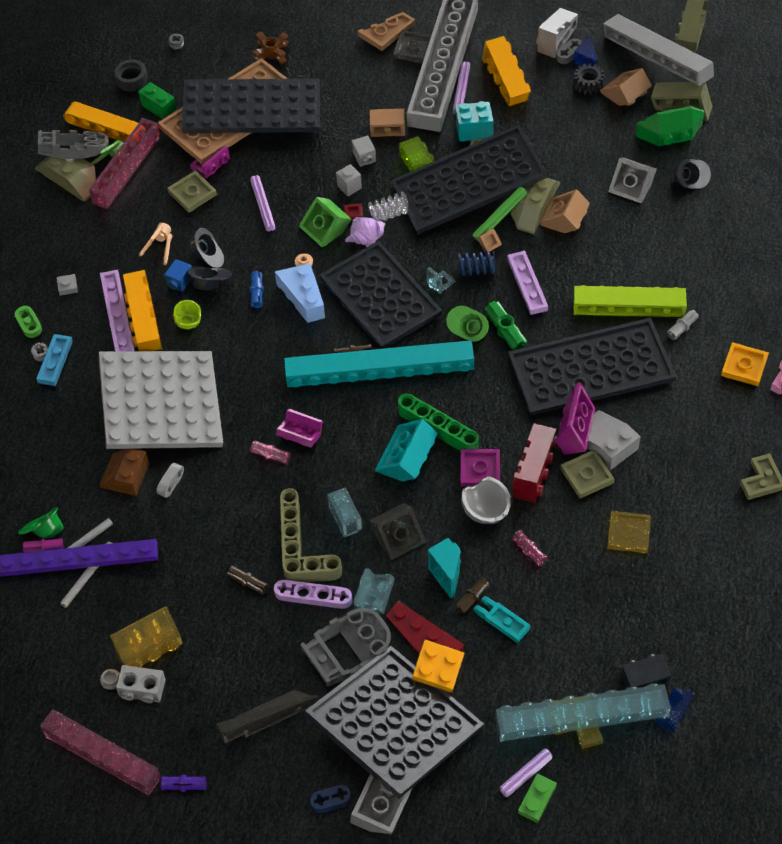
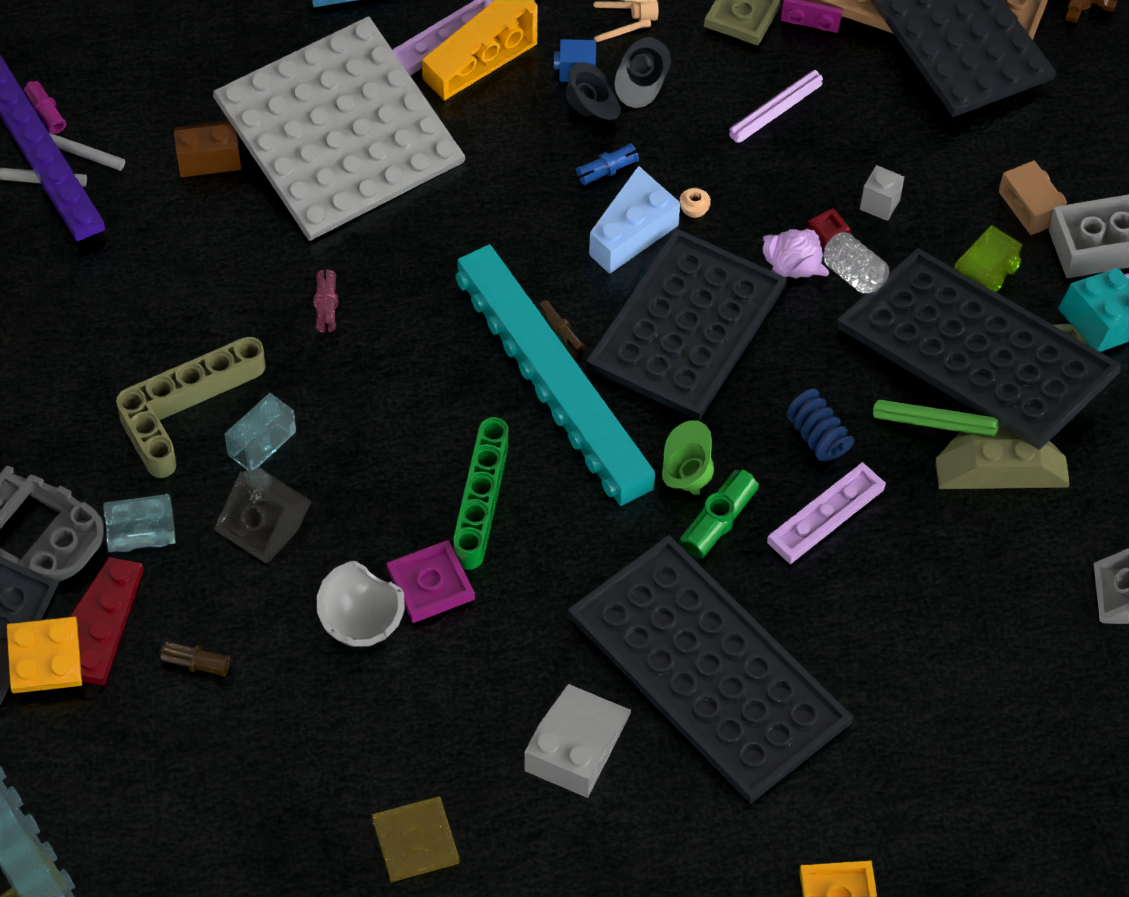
camera: 60 degrees right, 0 degrees up
(44, 526) = (73, 92): green piece -> none
(170, 480) = (217, 201): light grey beam -> none
(187, 314) = (509, 98): lime hair -> none
(247, 580) = (94, 361): dark brown pin -> none
(300, 428) = (380, 319): magenta bracket -> none
(314, 590) = (108, 452): lavender beam -> none
(324, 221) = (785, 195): bright green slope -> none
(364, 151) = (954, 190): light grey brick -> none
(407, 450) = (410, 472): teal slope -> none
(434, 280) = (753, 386): clear light blue bracket -> none
(445, 565) = (217, 598): teal slope -> none
(489, 240) = (877, 427): medium nougat plate -> none
(503, 619) = (168, 717): teal hinge -> none
(529, 548) = (314, 705): clear pink pin -> none
(534, 463) = (472, 649): wedge -> none
(565, 212) = (1002, 514): medium nougat slope -> none
(576, 422) = (571, 674): magenta slope -> none
(587, 474) = (491, 735): olive plate -> none
(630, 301) = (873, 675): lime brick -> none
(682, 325) = (871, 773): light grey axle -> none

